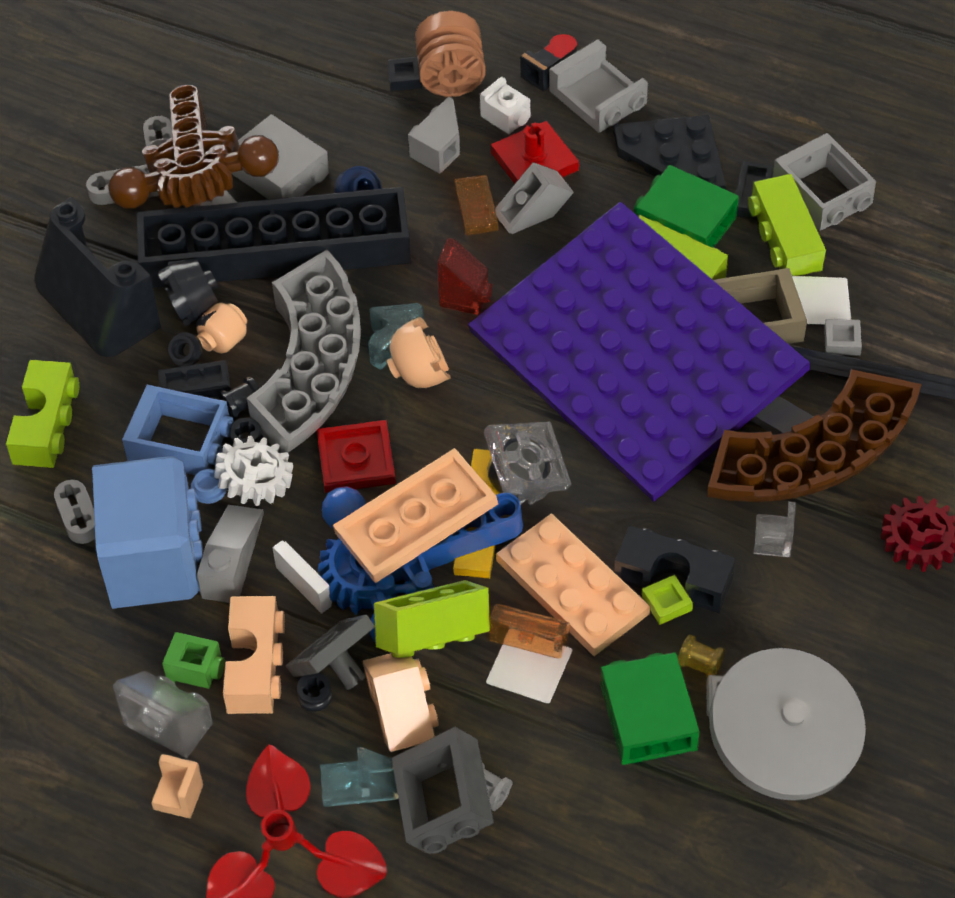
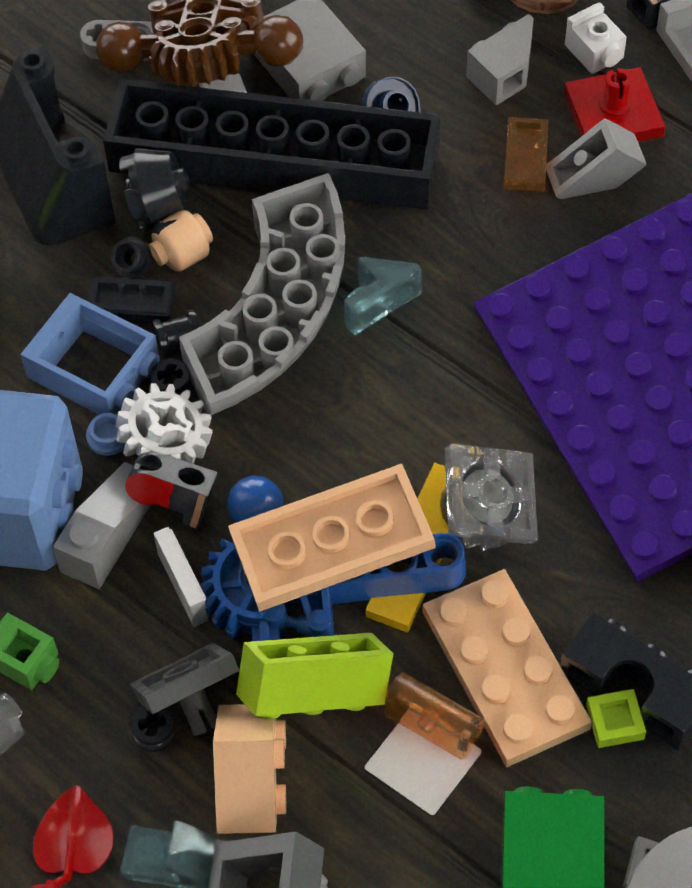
camera: 15 degrees right, 5 degrees up
(252, 683) = (84, 698): light nougat arch -> none
(274, 509) = (171, 485): none -> black leg
(356, 456) = (292, 437): red tile -> none
(417, 356) = (399, 329): light nougat cylinder -> none
(462, 279) = (479, 245): clear red slope -> none
(700, 656) = (636, 806): clear yellow bush -> none

